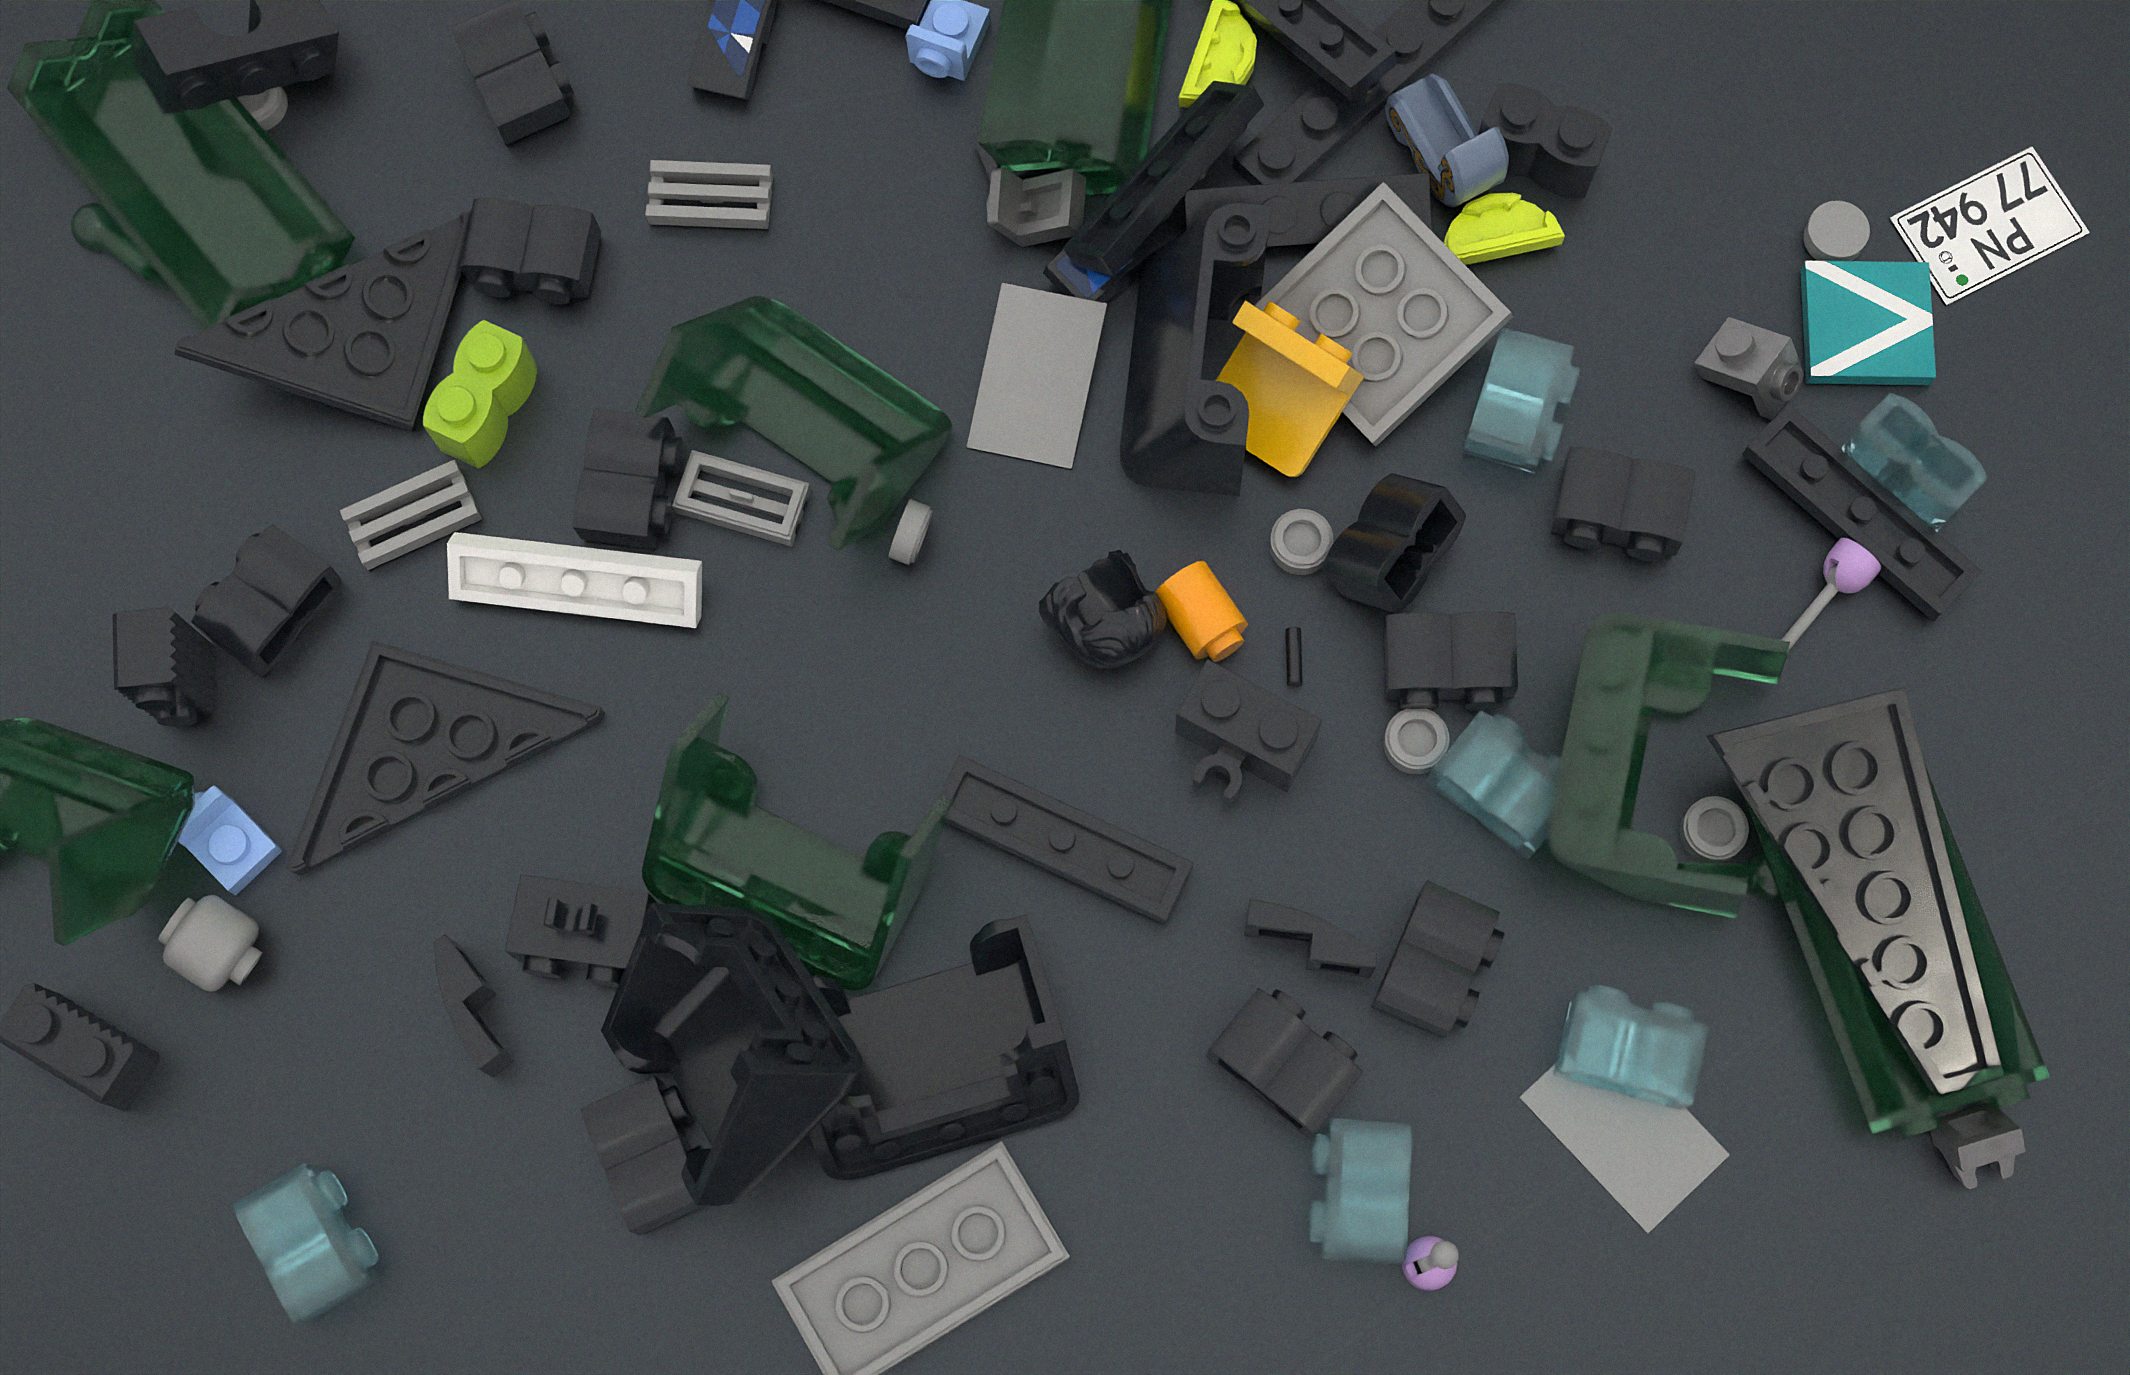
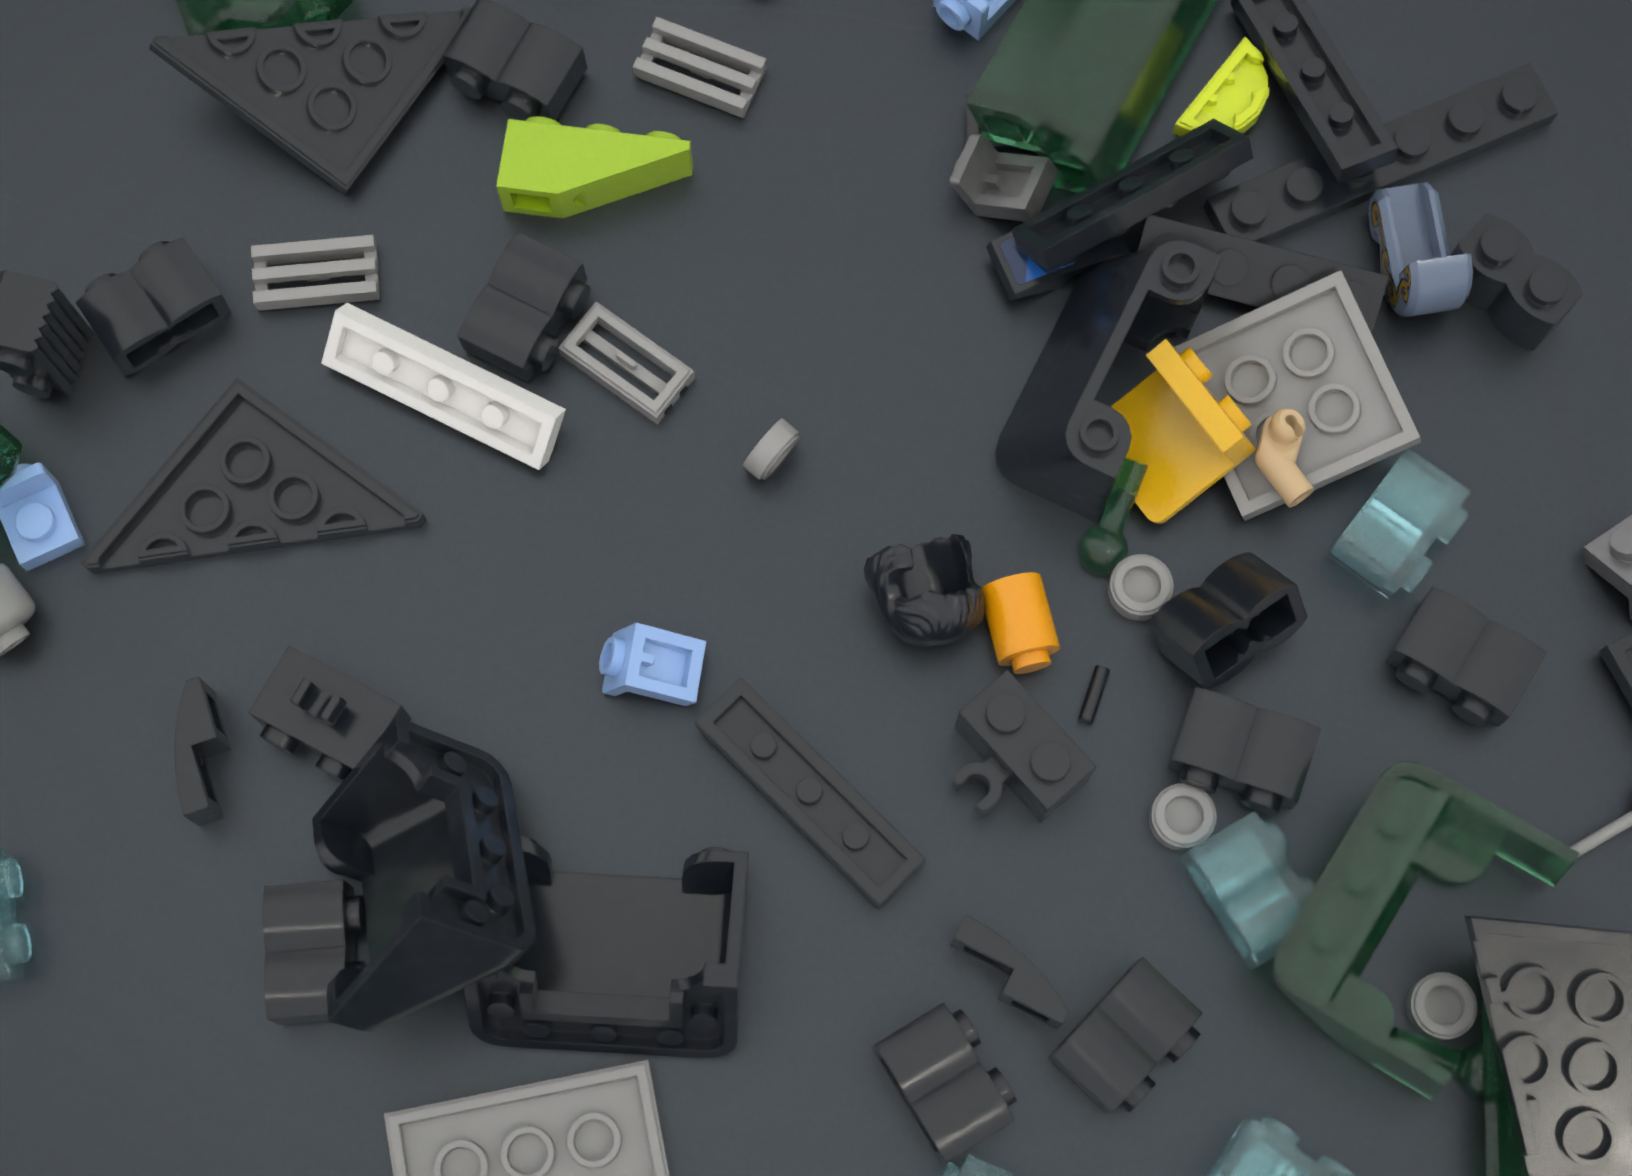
camera: 15 degrees right, 0 degrees up
(473, 404) = (410, 188): lime brick -> none
(621, 332) = (574, 169): none -> lime slope
(726, 852) = (490, 692): clear green windscreen -> none
(808, 398) = (719, 286): clear green windscreen -> none
(871, 772) = (652, 664): none -> light blue bracket
(1036, 375) = (945, 342): light grey sticker -> none
(1254, 513) = (1105, 544): none -> clear green bar
(1385, 372) = (1278, 453): none -> tan arm
(1501, 227) = (1440, 352): neon yellow plate -> none

